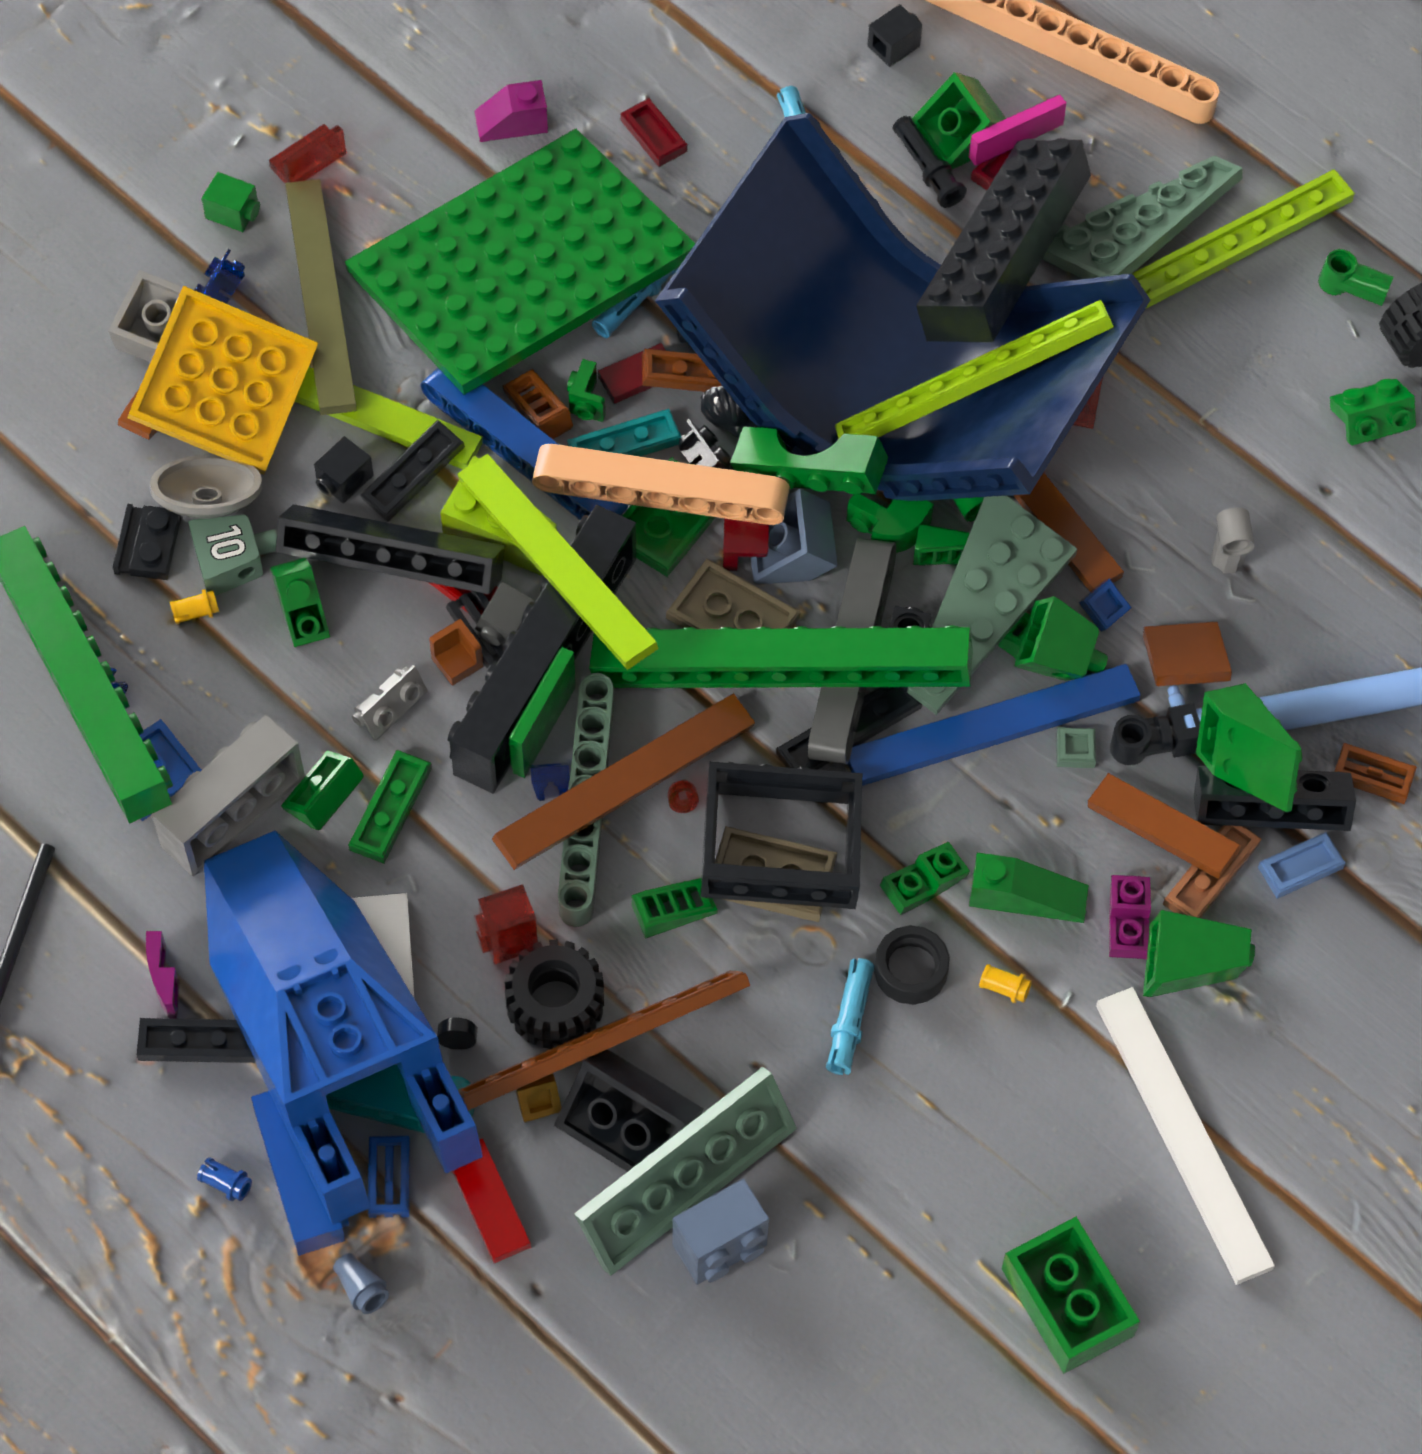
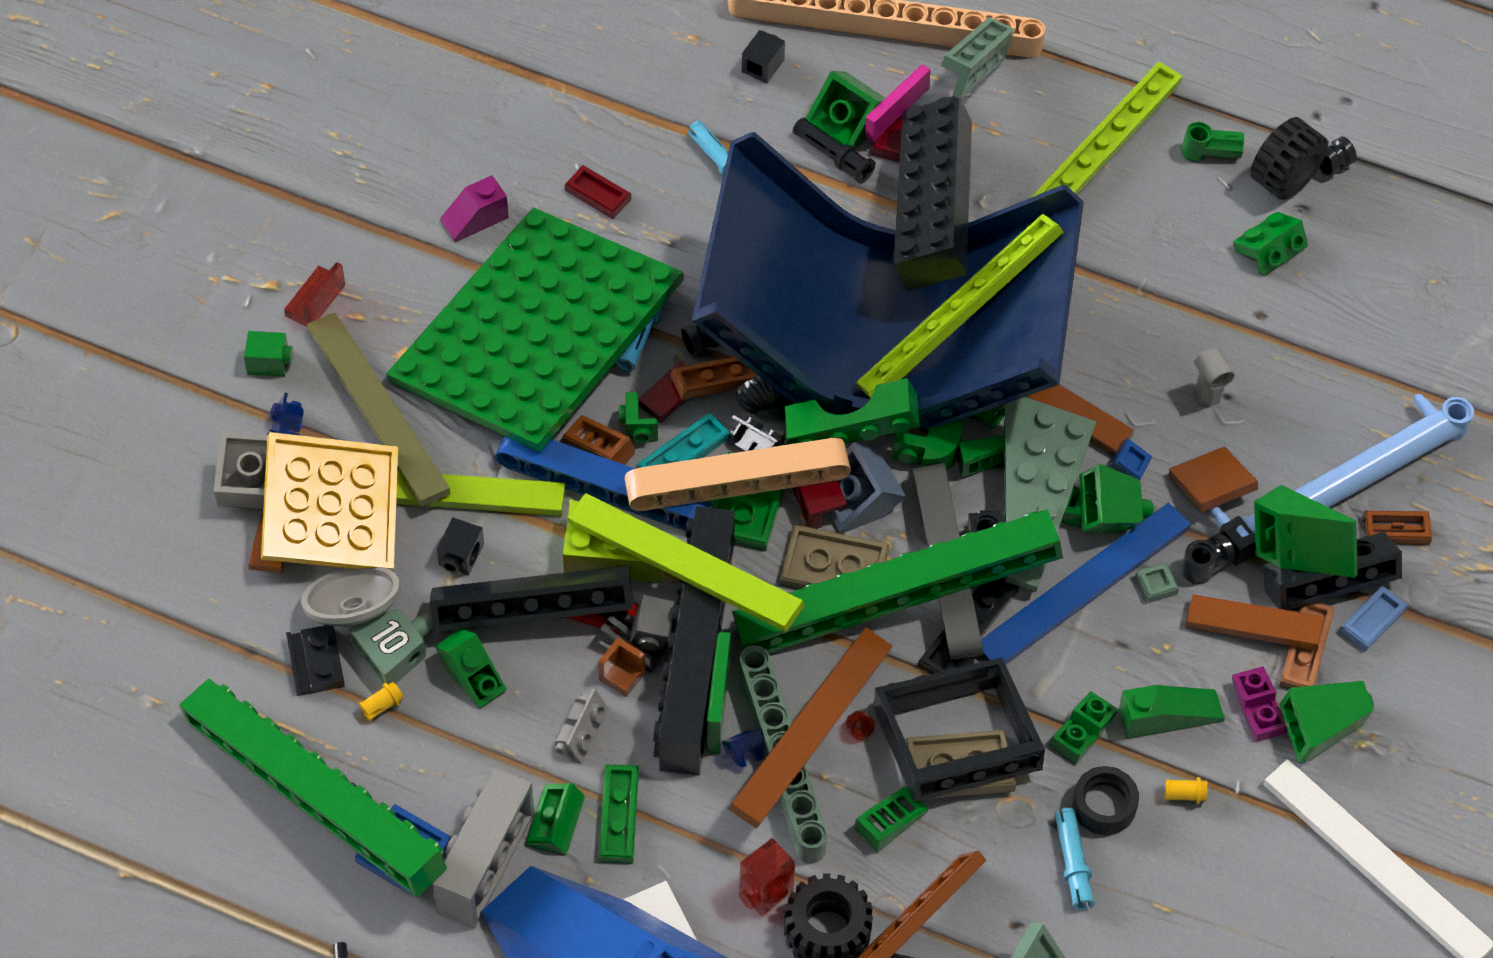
camera: 20 degrees left, 5 degrees down
(412, 470) = (518, 529): black tile -> none
(1123, 102) = (978, 54): none -> sand green fence
(1135, 228) = (1021, 156): sand green wing -> none

